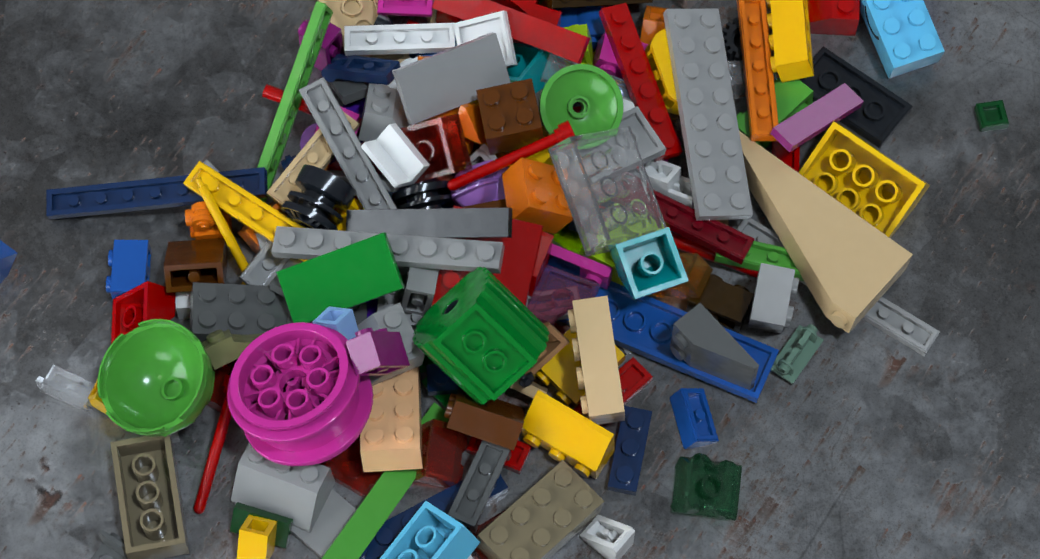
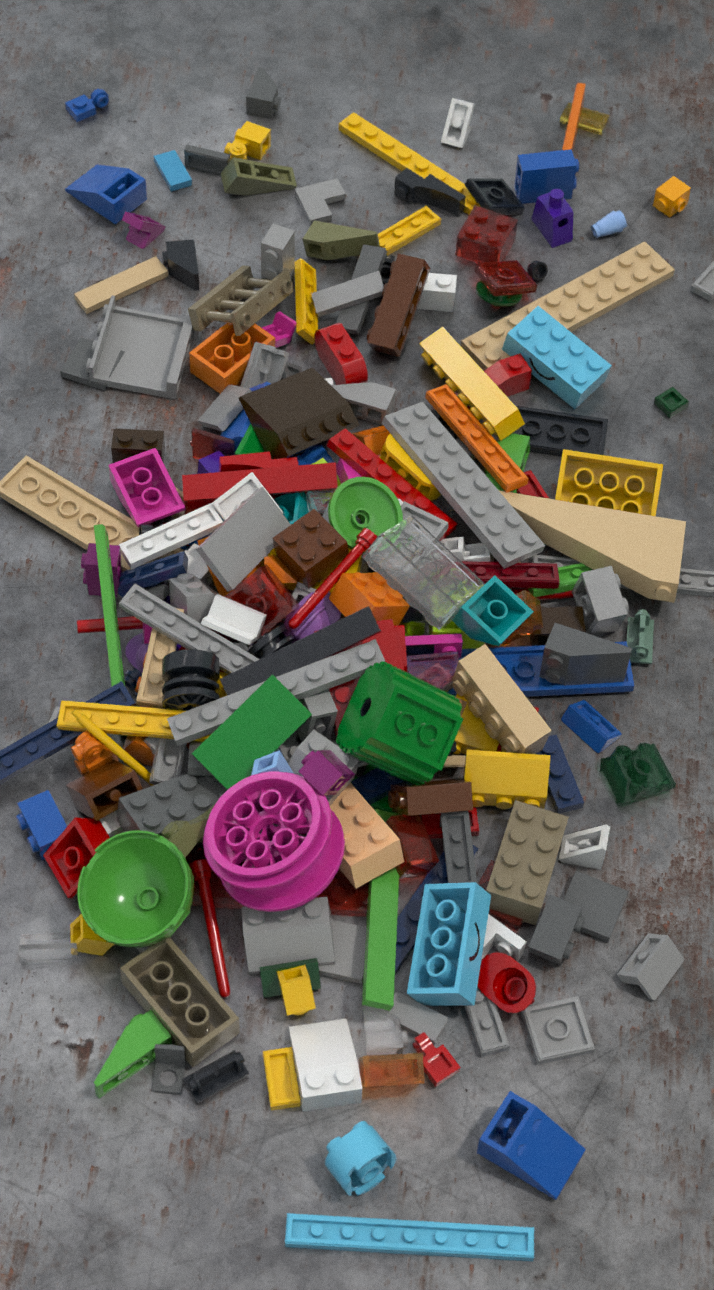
camera: 30 degrees left, 10 degrees down
(82, 523) = (132, 1051): none -> bright green slope
(816, 117) = (546, 454): magenta tile -> none

